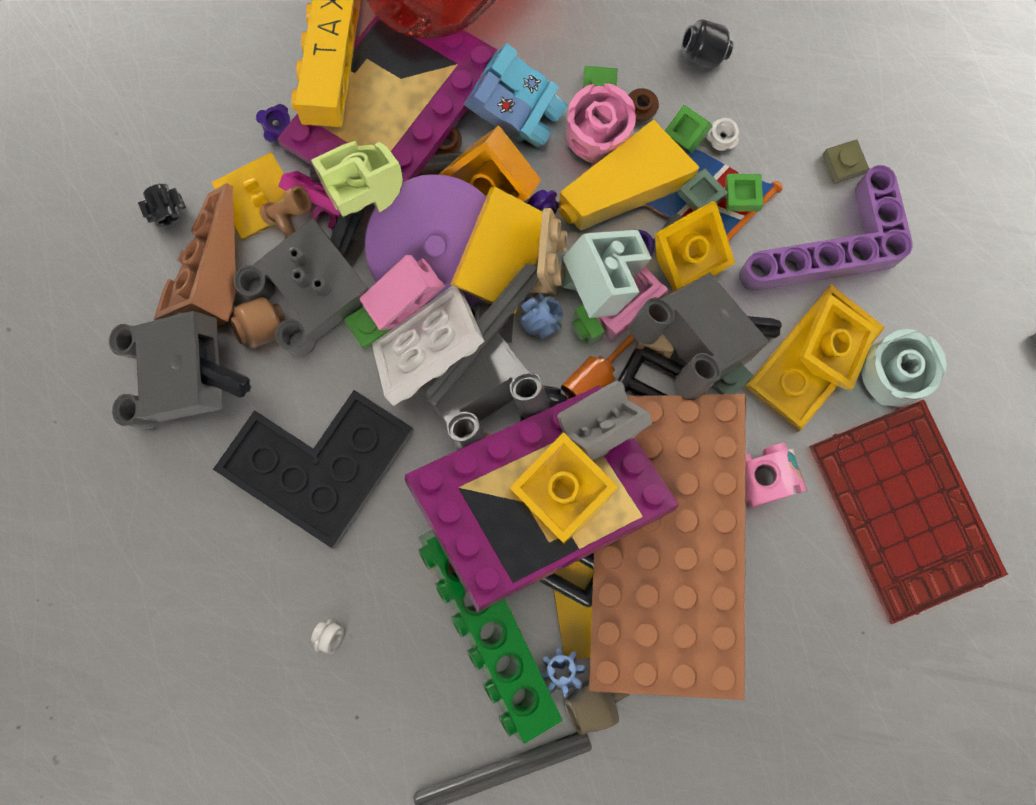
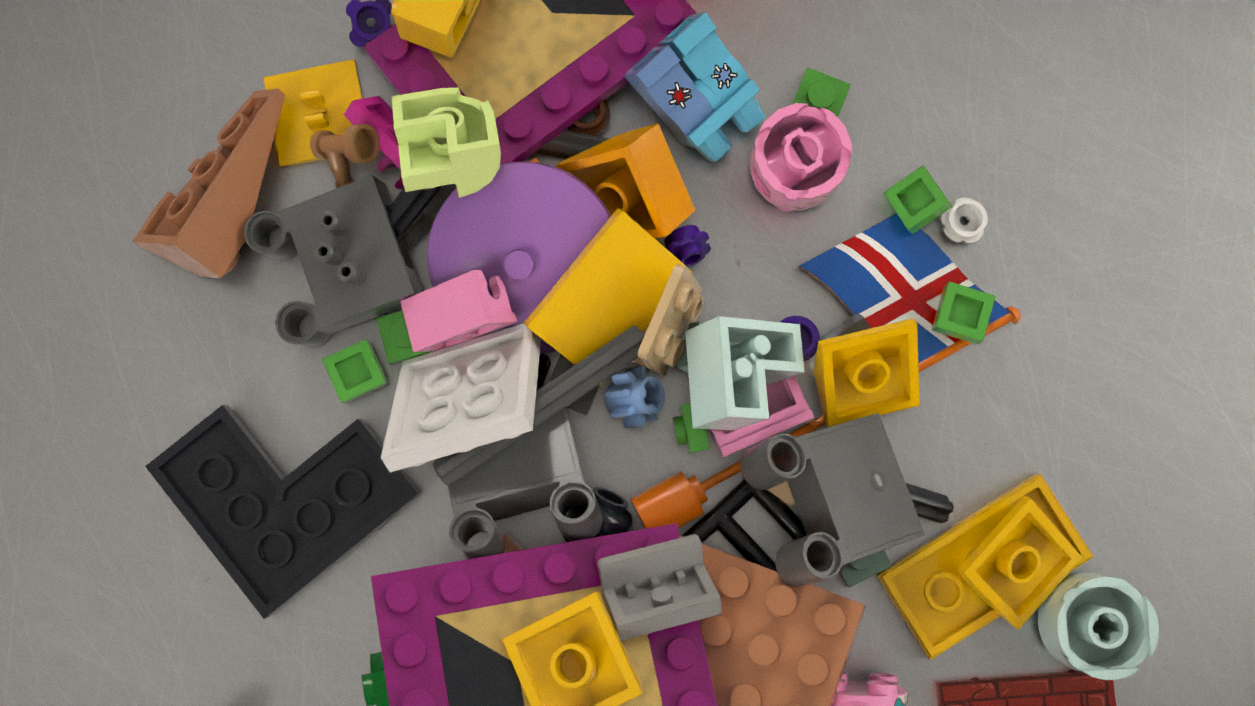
camera: 25 degrees right, 5 degrees up
(161, 205) = (186, 91): black gear -> none
(175, 370) = (131, 323): dark grey piece -> none
(256, 321) = (261, 287): medium nougat head -> none
(341, 359) = (355, 371): none -> bright green plate
(627, 178) = (813, 244): yellow slope -> none
(648, 112) = (869, 159): reddish brown plate -> none
(702, 190) = (907, 295): sand green plate -> none
(707, 43) = (984, 87): black head -> none
(839, 251) = (1067, 435): medium lavender beam -> none
(845, 161) = (1120, 308): olive plate -> none

